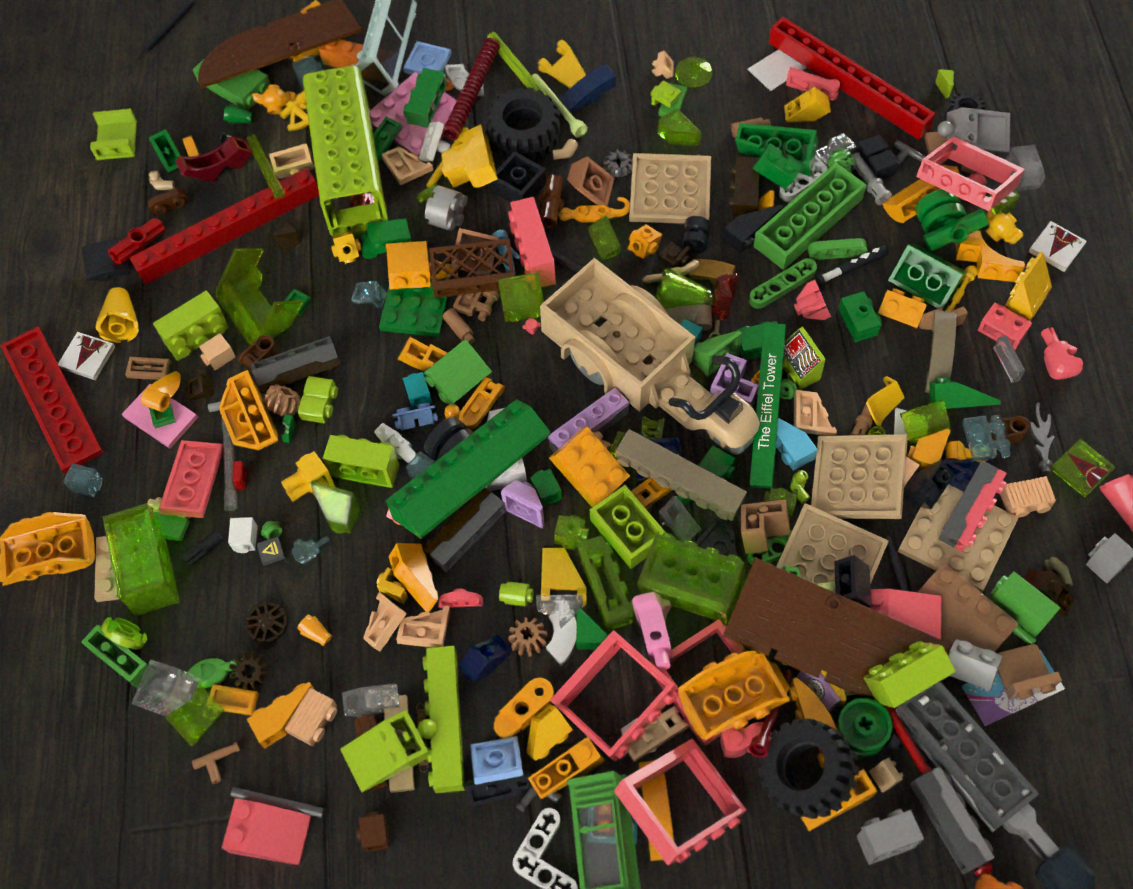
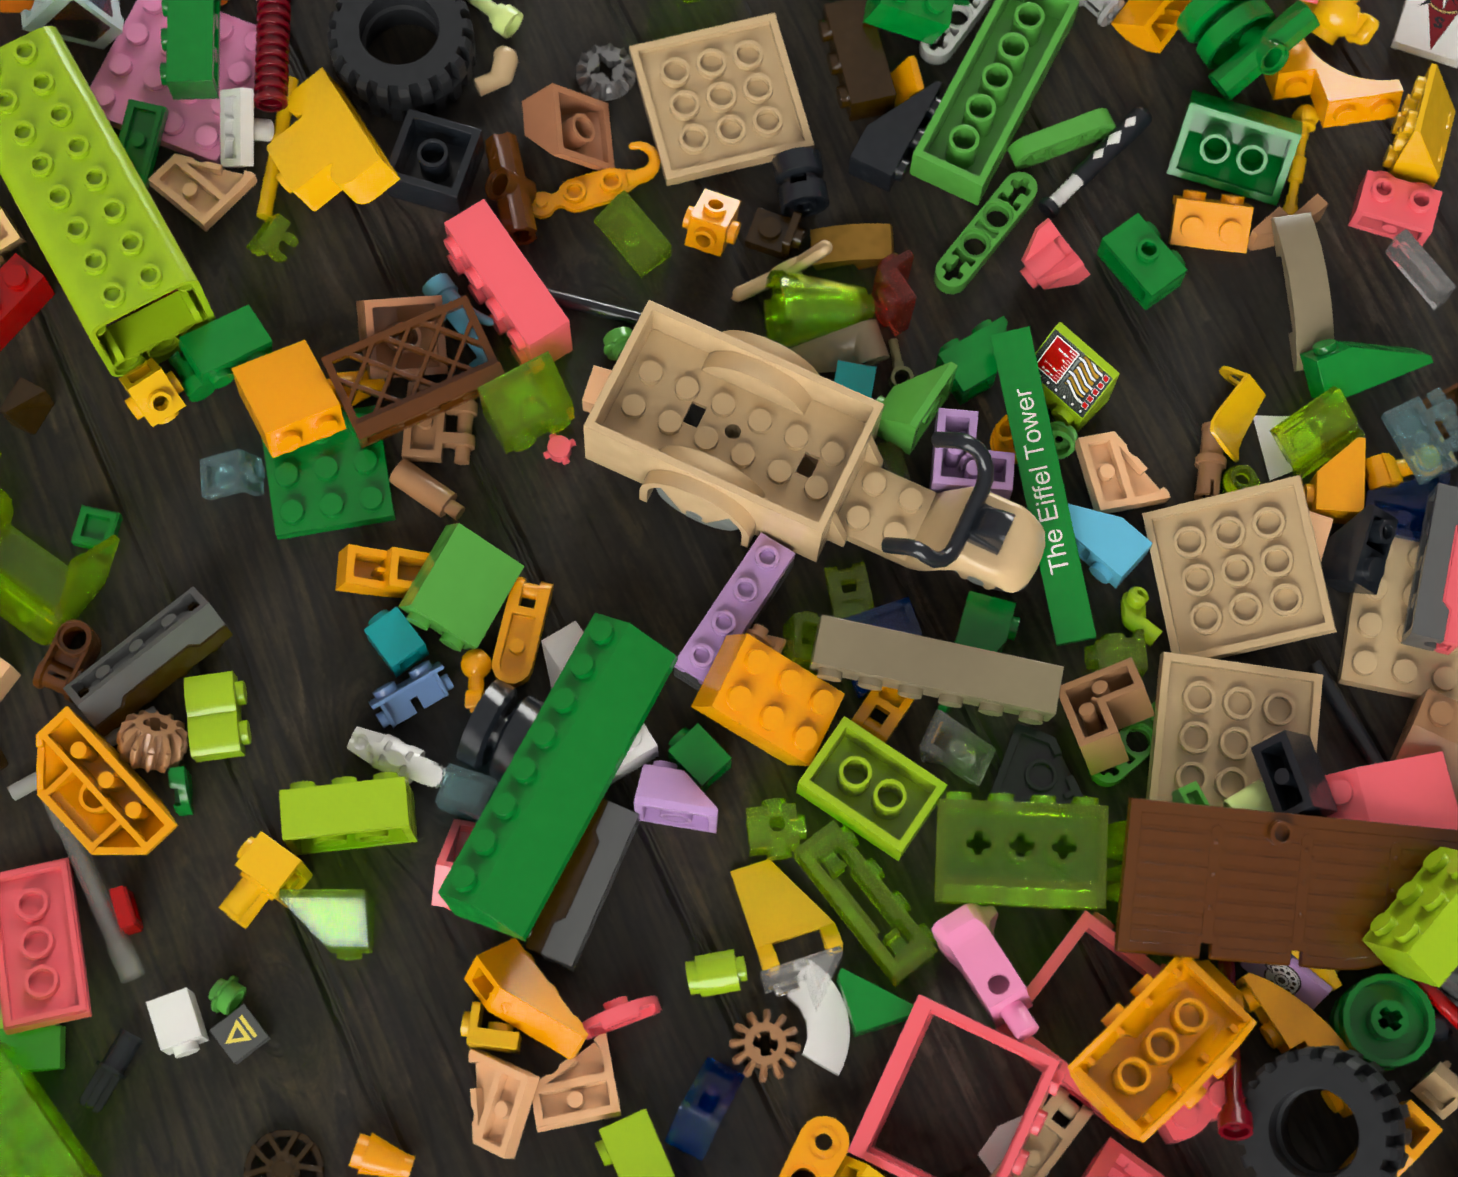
camera: 25 degrees left, 10 degrees up
(306, 551) = (307, 1015): clear light blue piece -> none
(445, 208) = (318, 261): light grey brick -> none

